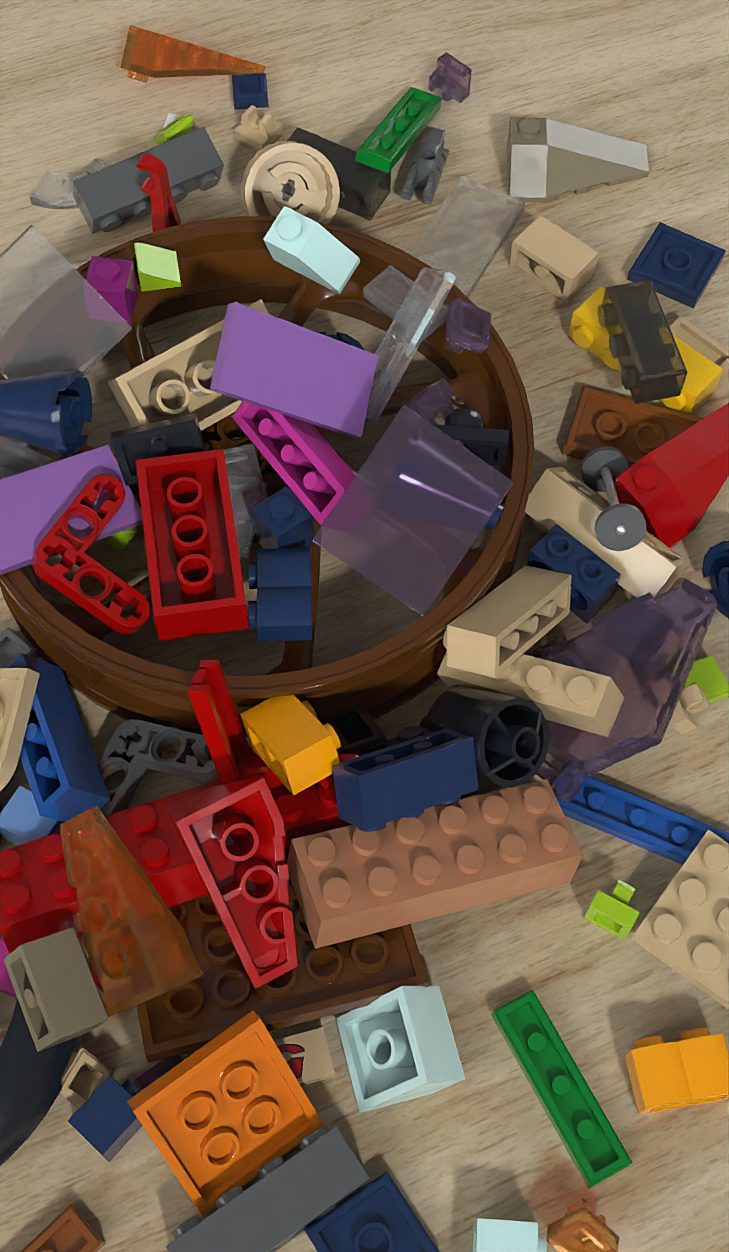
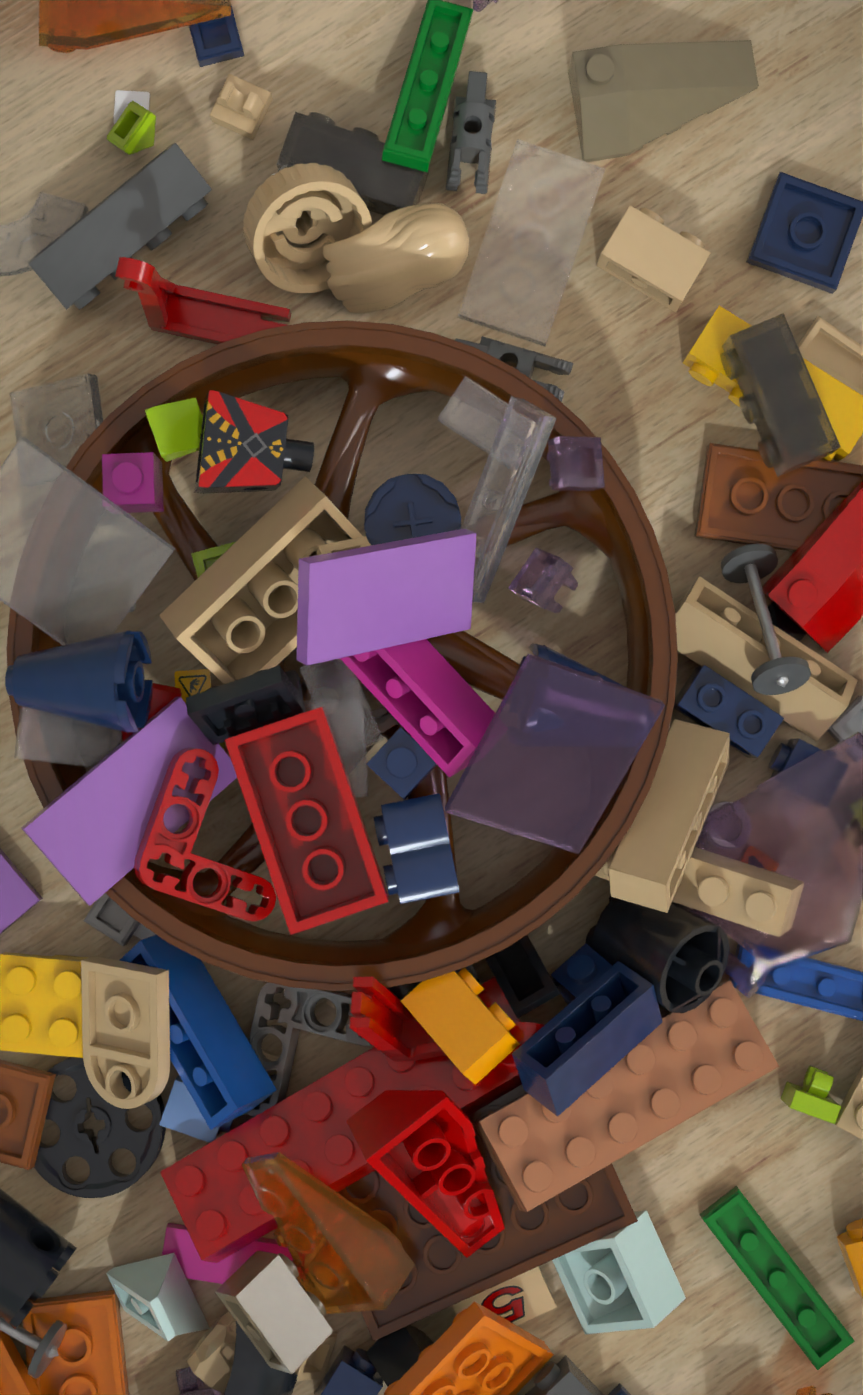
camera: 10 degrees left, 25 degrees up
(205, 279) = (245, 447): none -> torso
(310, 250) = (365, 381): light aqua slope -> none
(372, 212) = (397, 257): none -> tan hair
(470, 428) = (593, 621): black tile -> none

